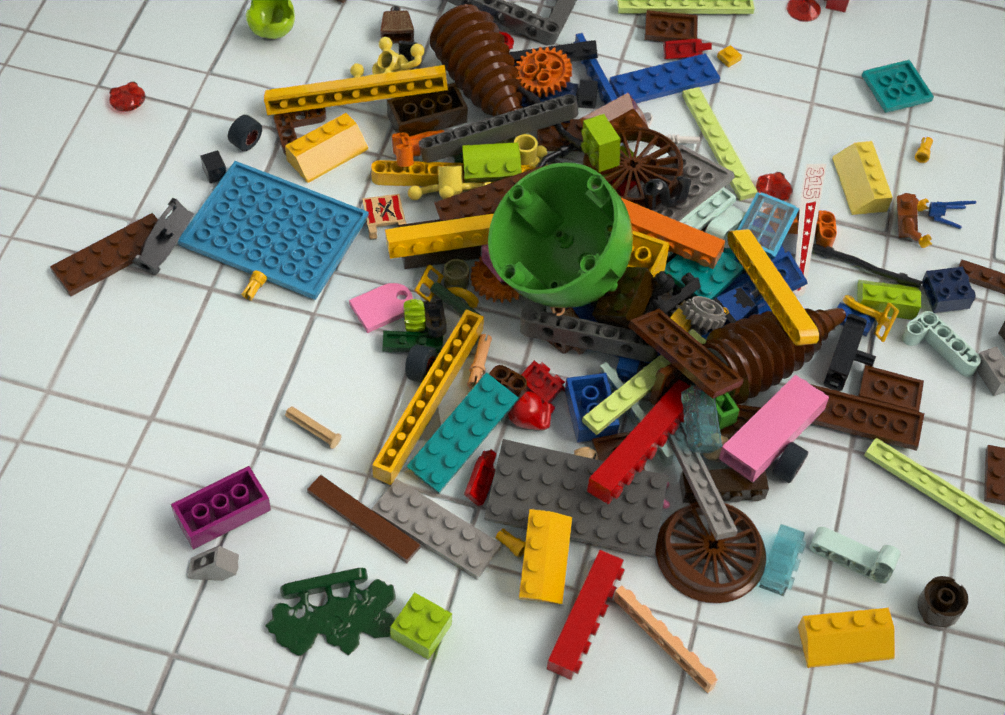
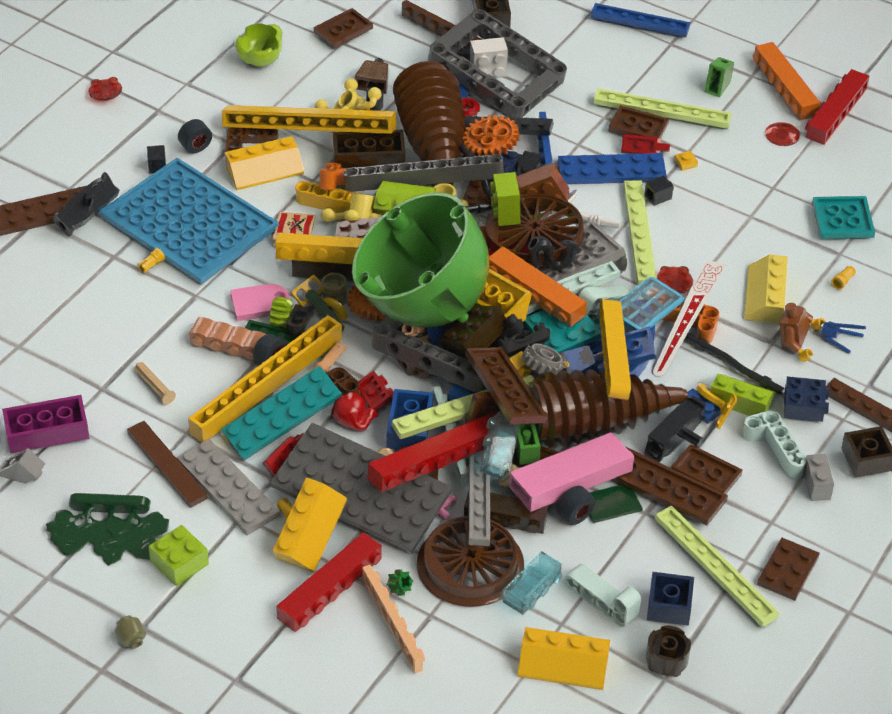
camera: 20 degrees right, 10 degrees down
(368, 357) = (224, 337): none -> nougat brick
(655, 595) = (399, 582): none -> green gear
(720, 94) = (659, 190): none -> black brick
(821, 444) = (614, 503): none -> dark green piece
(920, 542) = (670, 598): none -> dark blue brick

